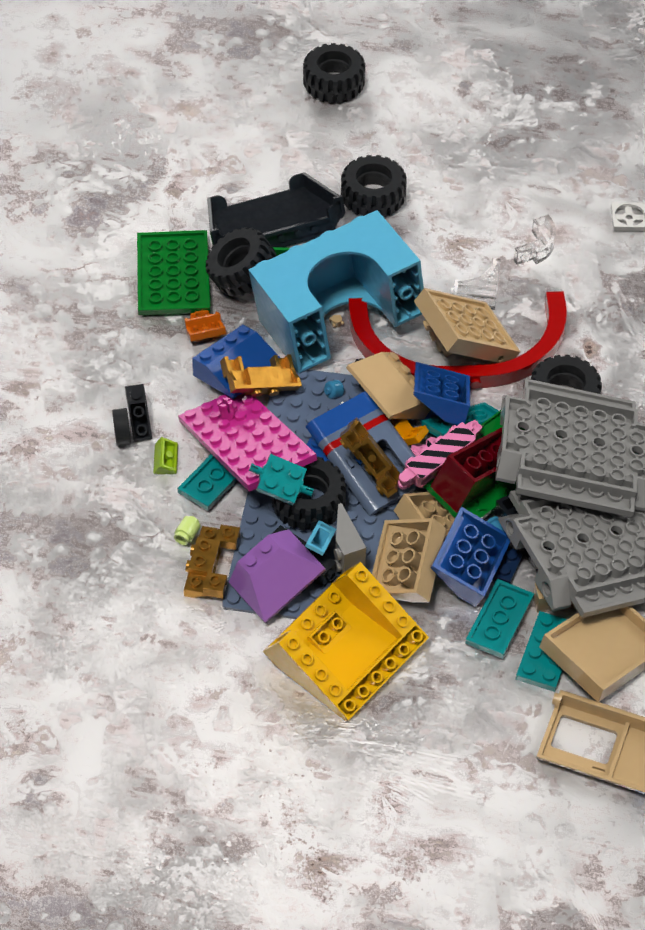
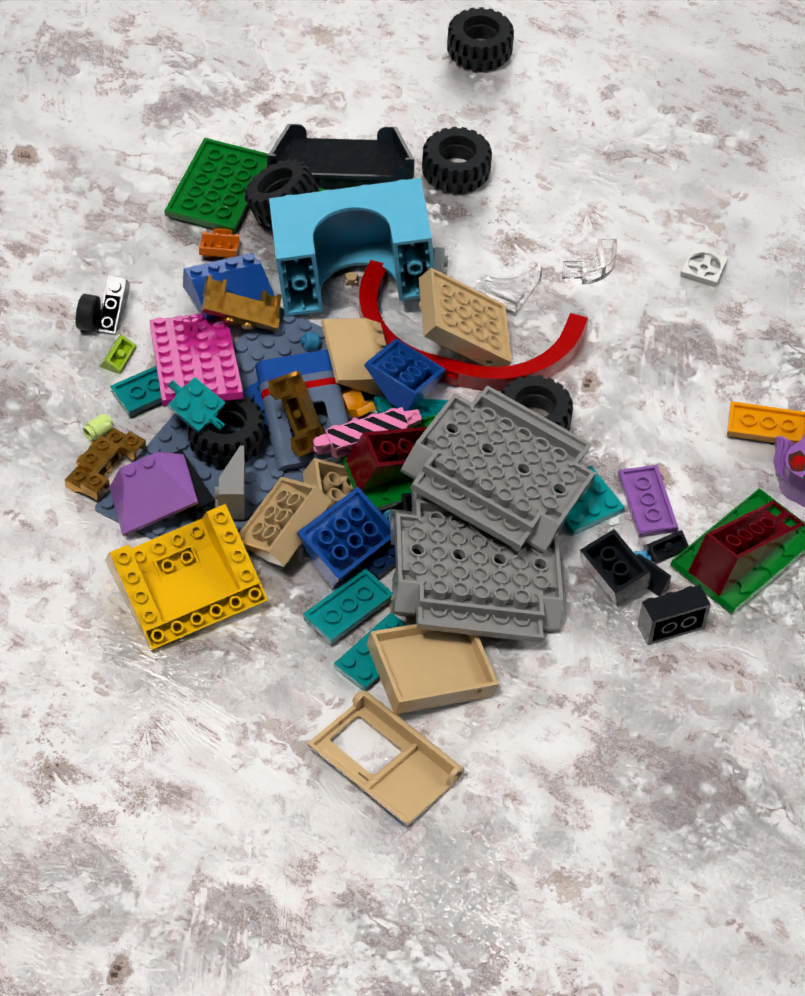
camera: 20 degrees right, 0 degrees up
(320, 537) = (207, 473): medium azure slope -> none

